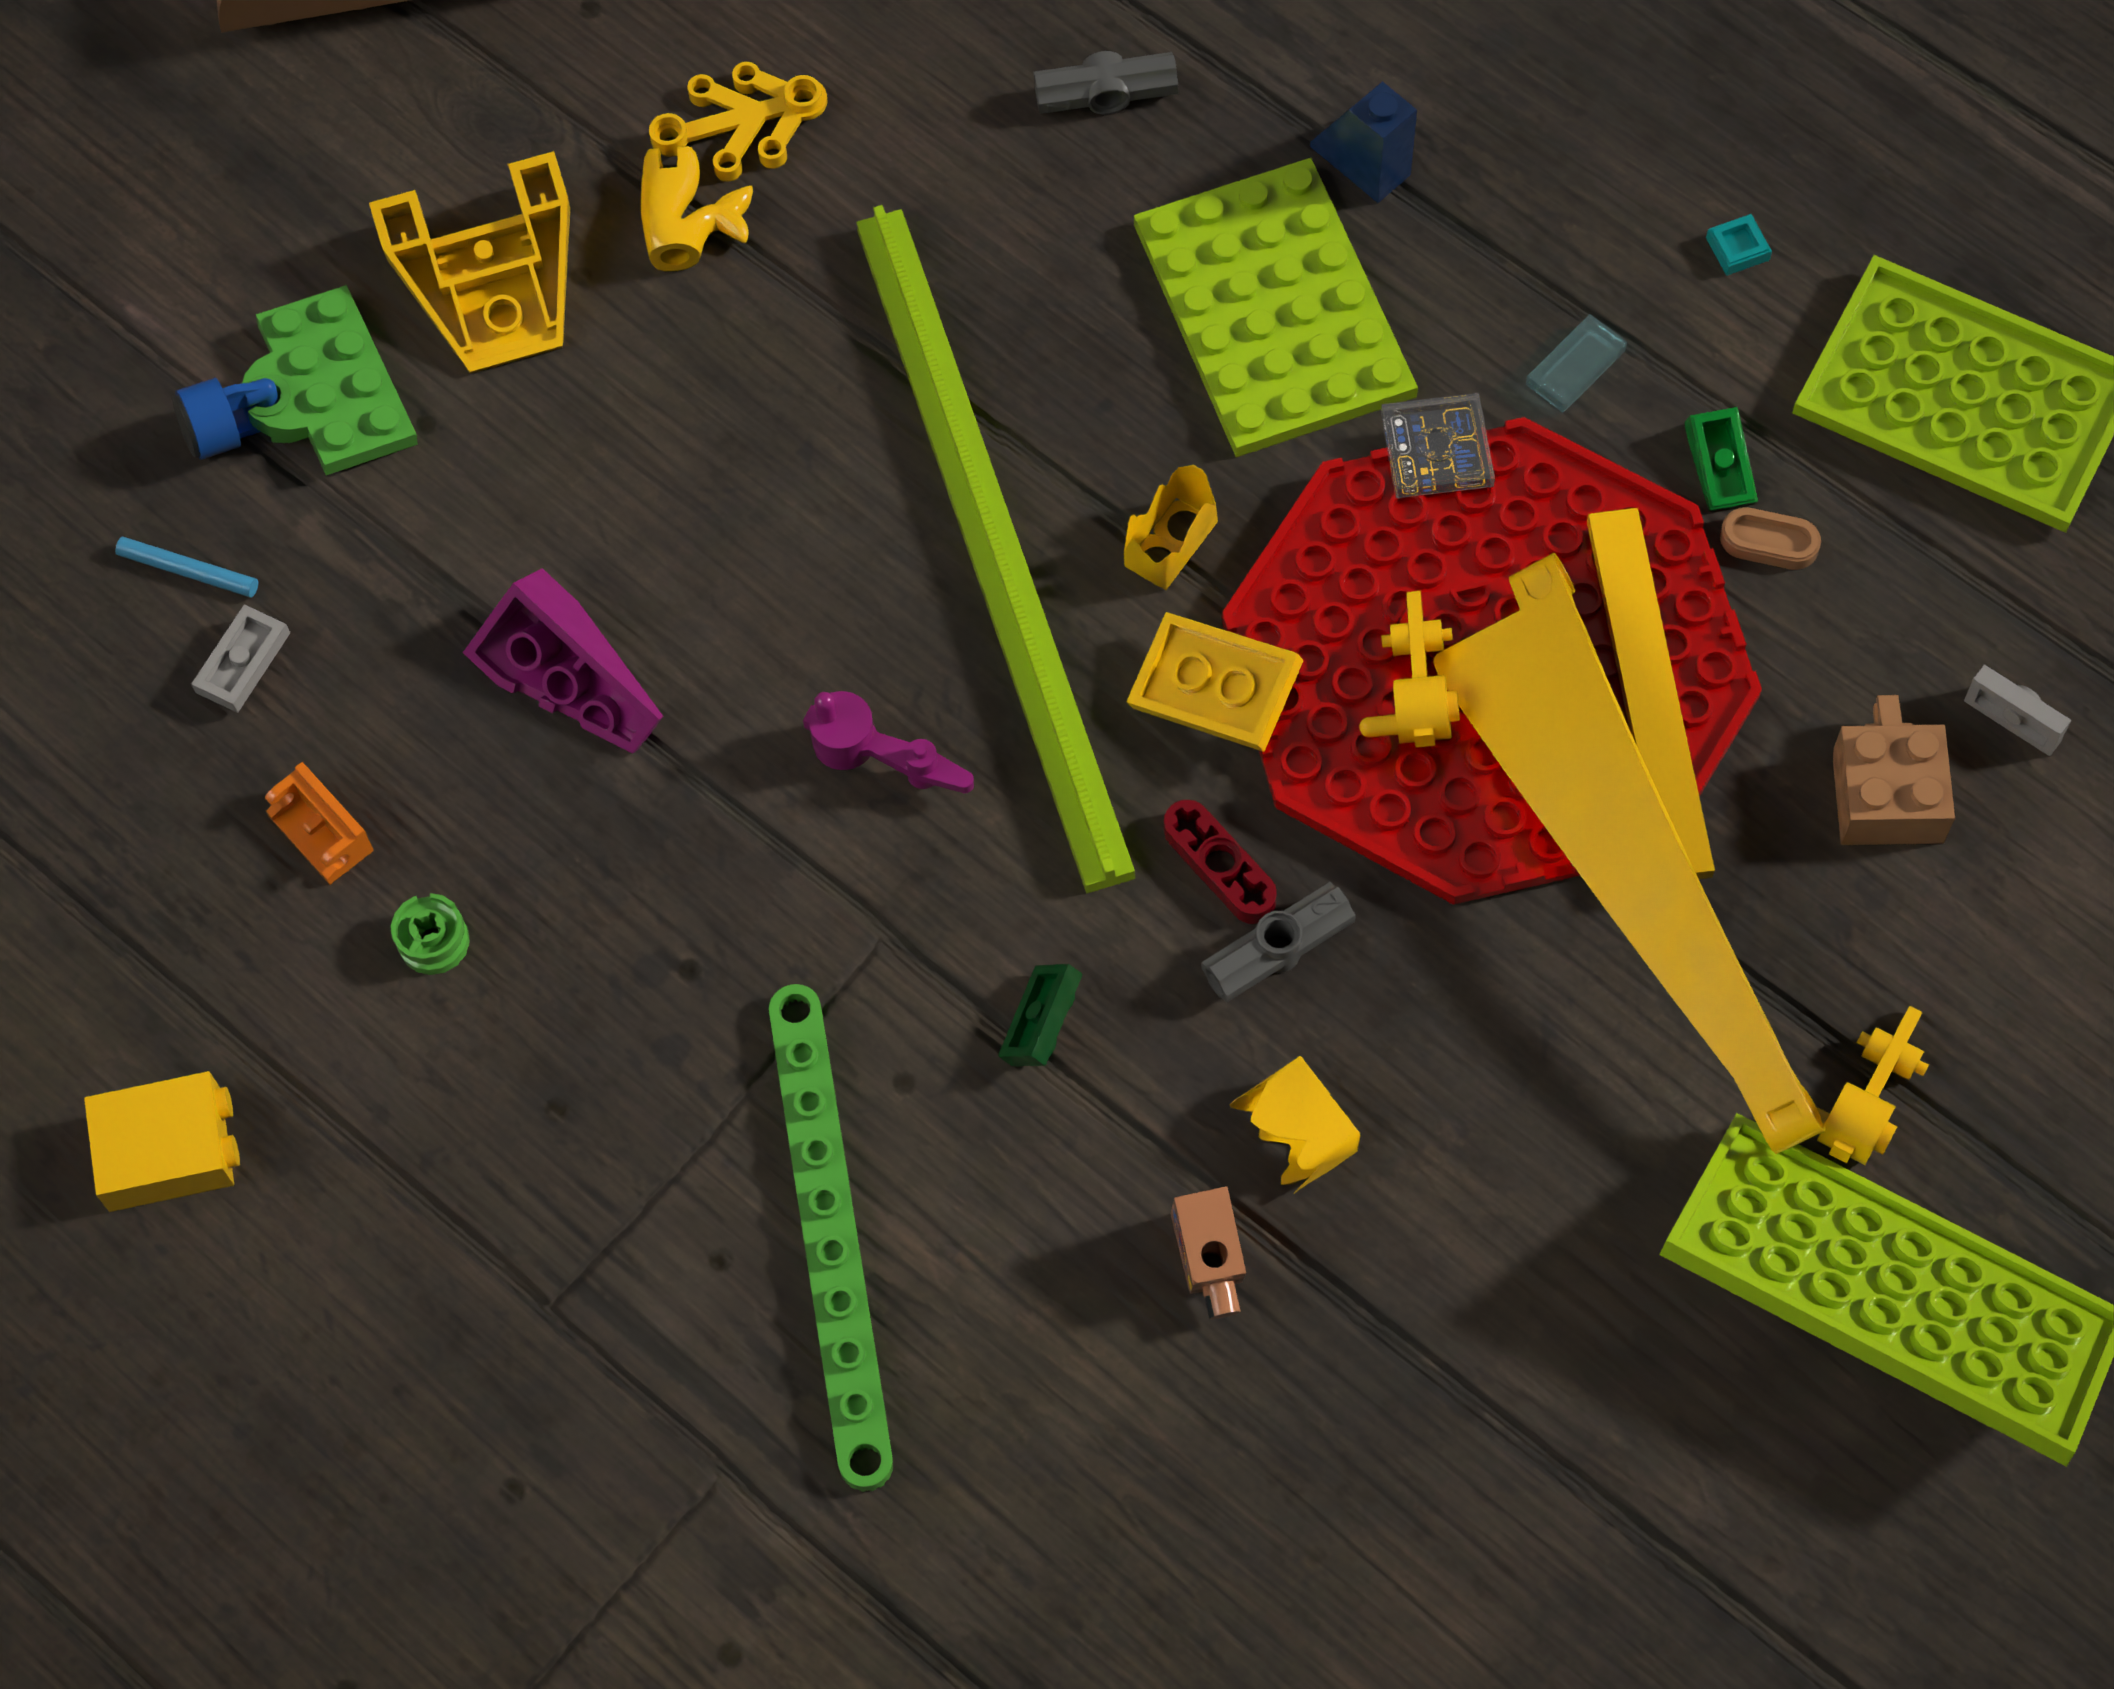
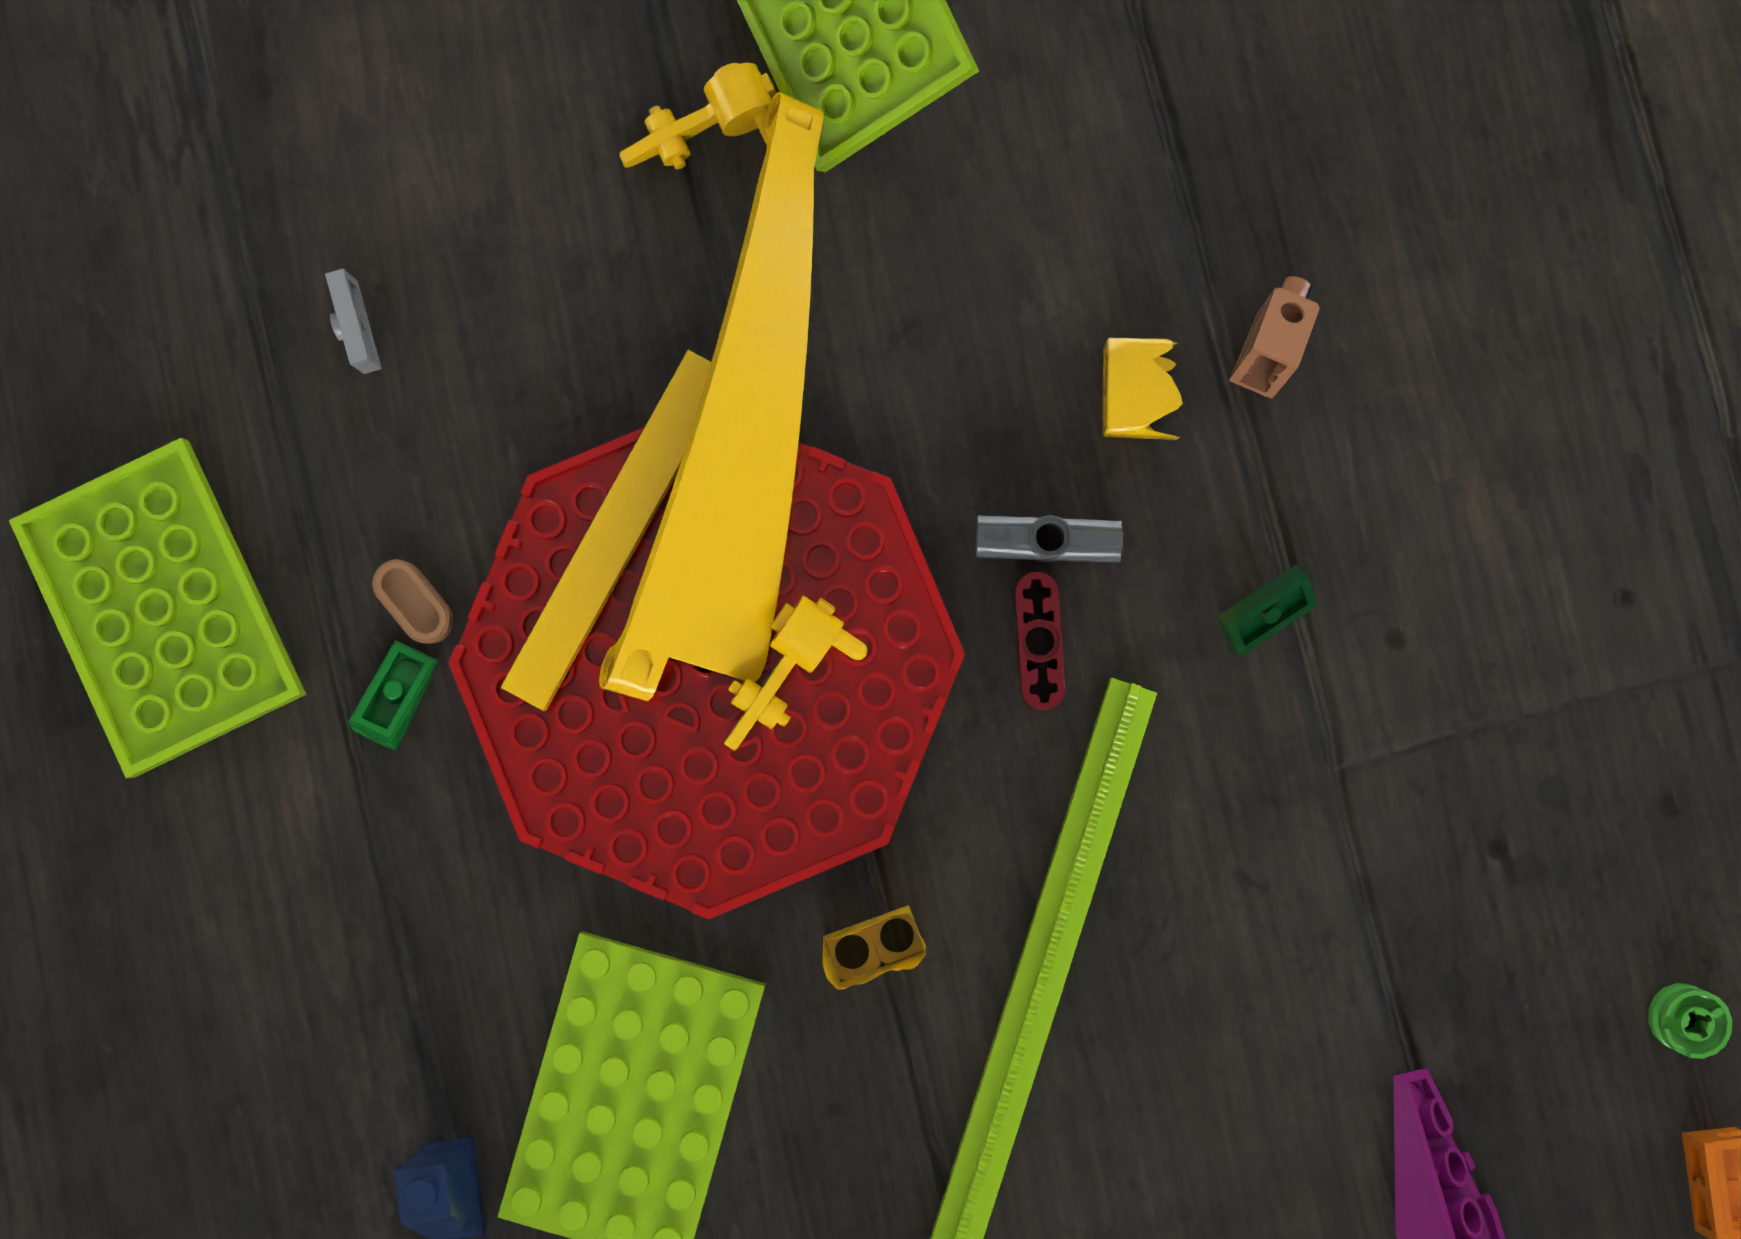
camera: 140 degrees left, 20 degrees up
(830, 1238) = (1534, 559): bright green plate -> none
(847, 738) = (1254, 952): magenta piece -> none
(1215, 681) = (941, 784): yellow plate -> none
(1437, 445) = (609, 863): clear tile -> none
(1576, 363) = (435, 864): clear light blue tile -> none
(1738, 244) = (220, 875): teal tile -> none
(1892, 780) = (492, 333): medium nougat hinge -> none

